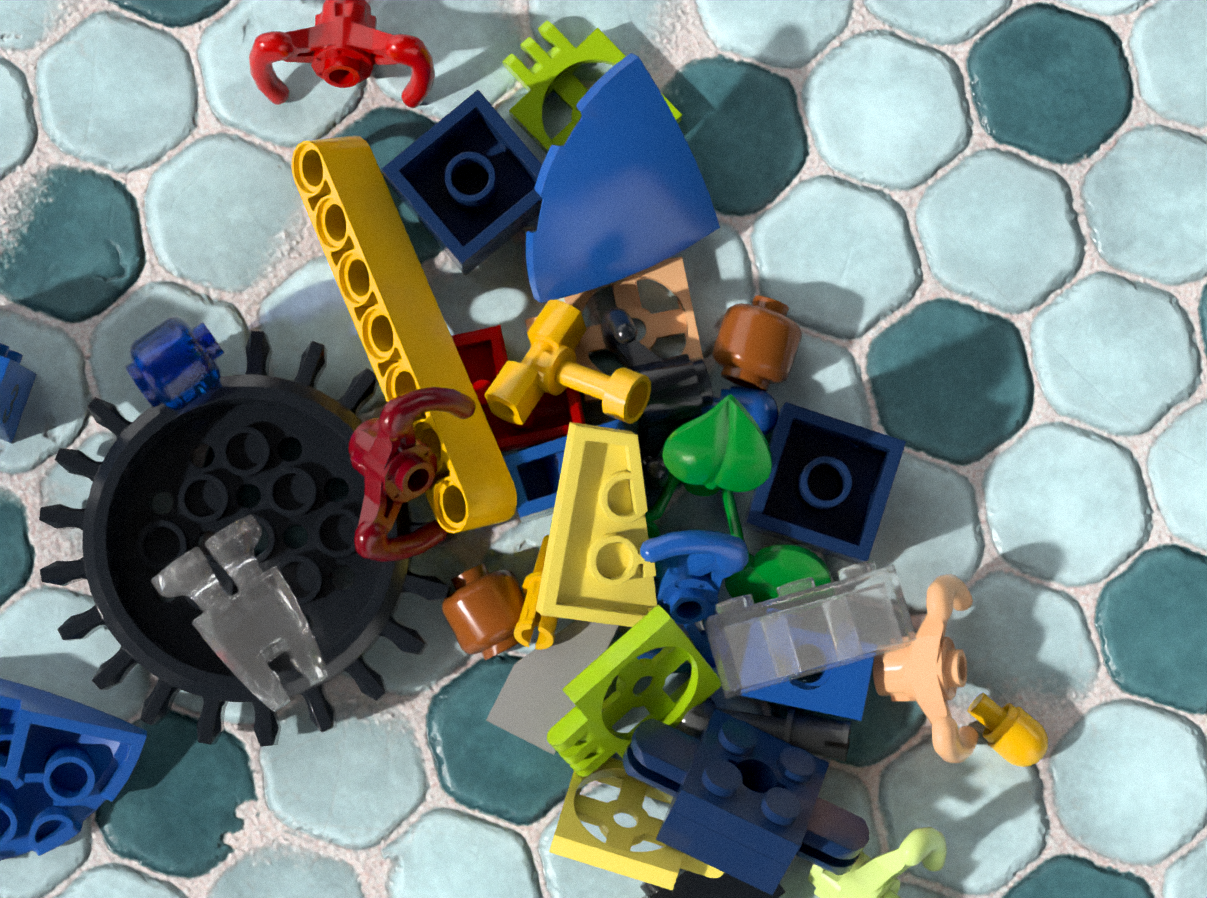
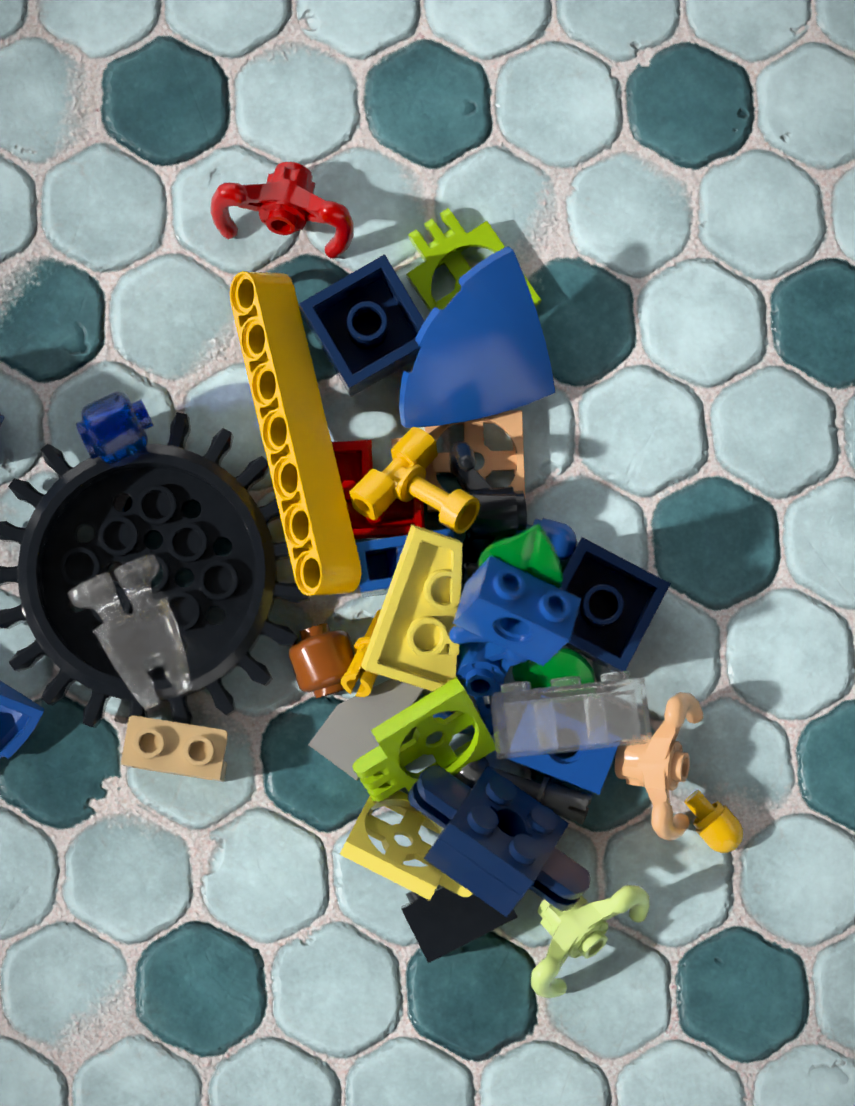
camera: 10 degrees right, 0 degrees up
(319, 753) = (175, 748): none -> tan bracket
(399, 470) = (272, 540): dark red piece -> none
(721, 508) = (517, 611): none -> blue brick
(757, 343) = (569, 488): dark orange head -> none

